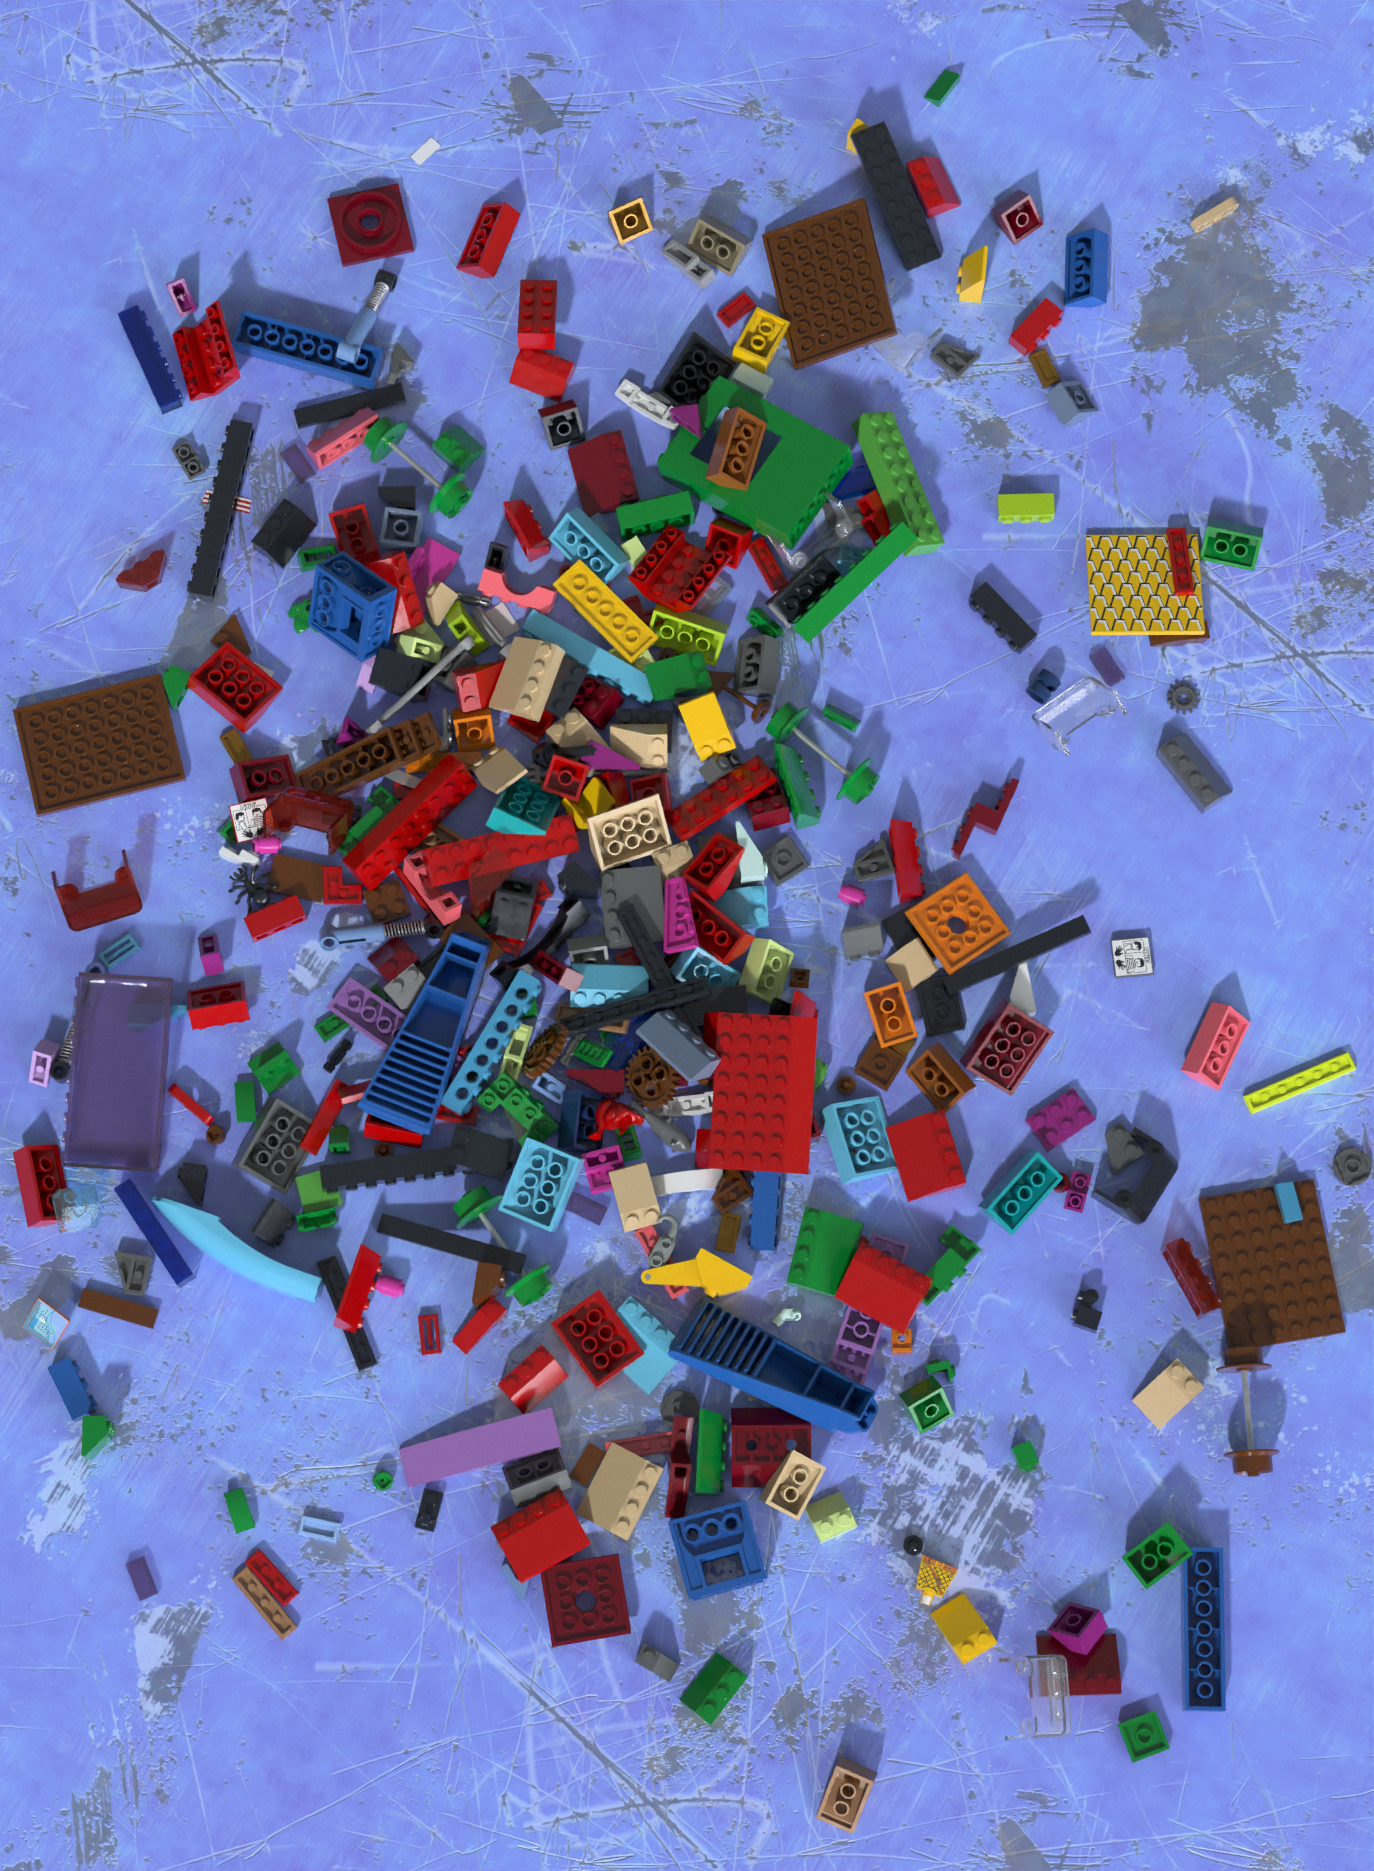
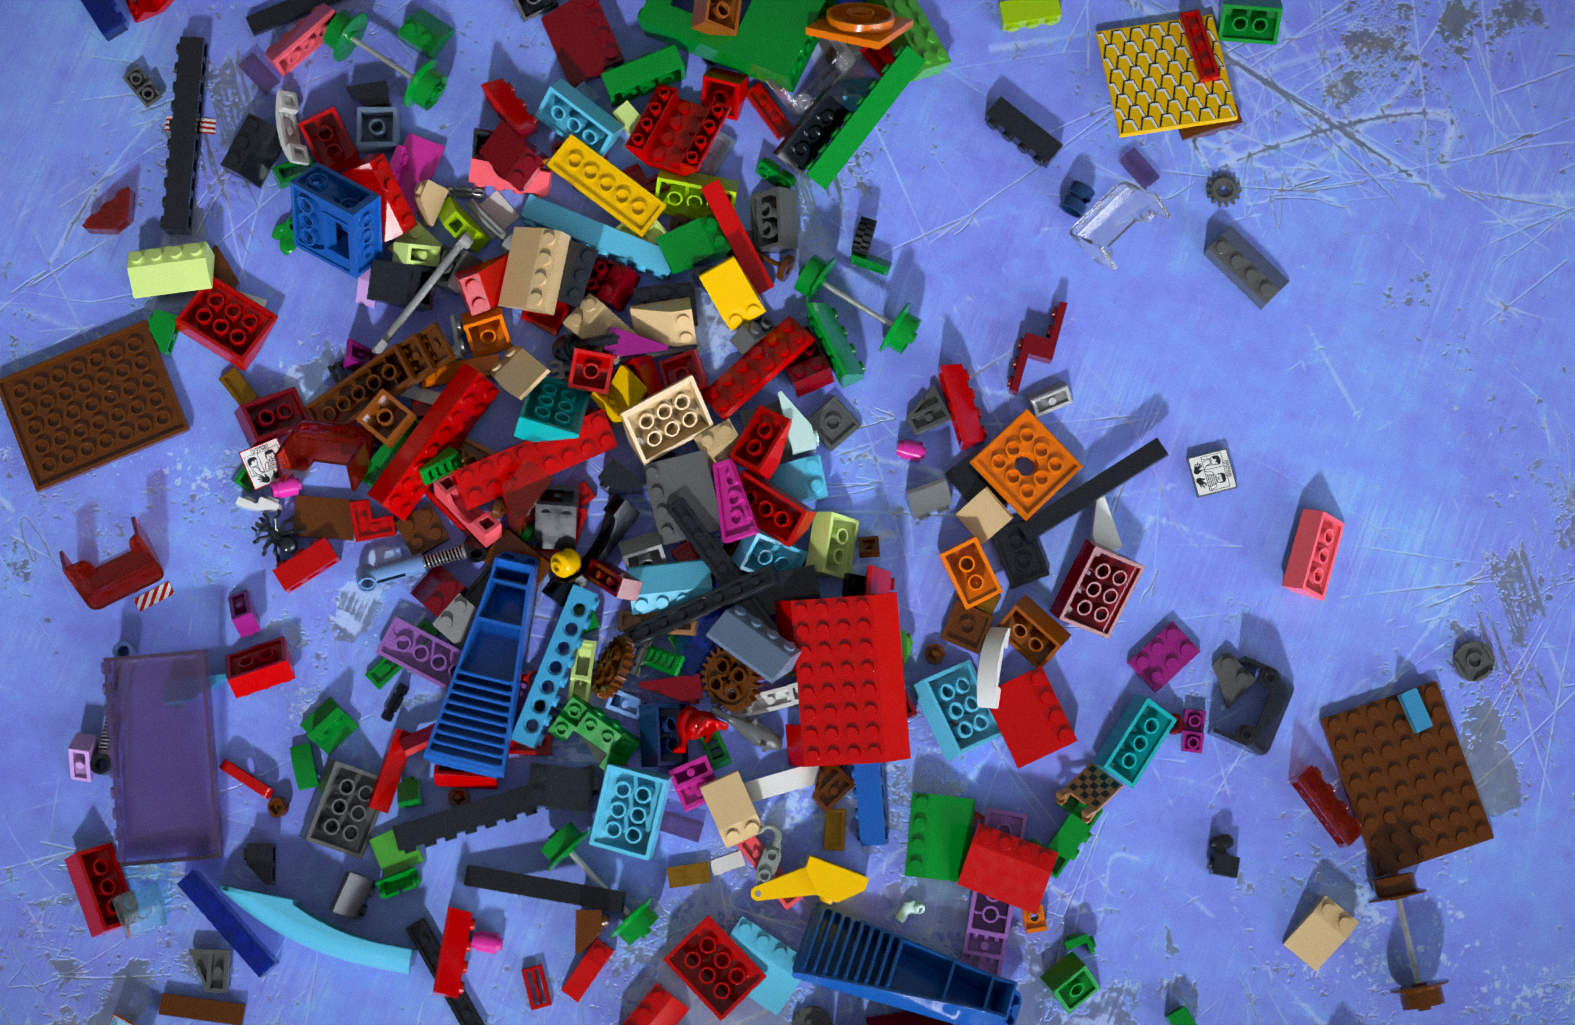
camera: 10 degrees left, 5 degrees up
(124, 957) = (152, 630): medium azure tile -> none
(129, 927) = (154, 596): none -> sticker
(191, 630) = (171, 269): none -> yellowish green slope
(317, 517) = (287, 128): none -> white slope
(370, 793) = (386, 418): none -> dark orange slope
(424, 840) = (445, 461): none -> green slope
(461, 890) = (498, 508): none -> reddish brown tile
(515, 950) = (565, 562): none -> yellow head
(523, 571) = (513, 156): none -> dark red slope
(586, 1253) = (688, 874): none -> pearl gold tile
(623, 1248) = (727, 863): none -> white sticker
(719, 675) = (737, 236): none -> red tile
(838, 691) = (864, 235): none -> black tyre
(862, 496) = (860, 25): none -> orange piece
(895, 1103) = (989, 667): none -> white slope
(973, 1228) = (1092, 788): none -> medium nougat flag
(990, 867) = (1050, 398): none -> light grey slope
(1299, 1083) = (1405, 580): neon yellow tile -> none

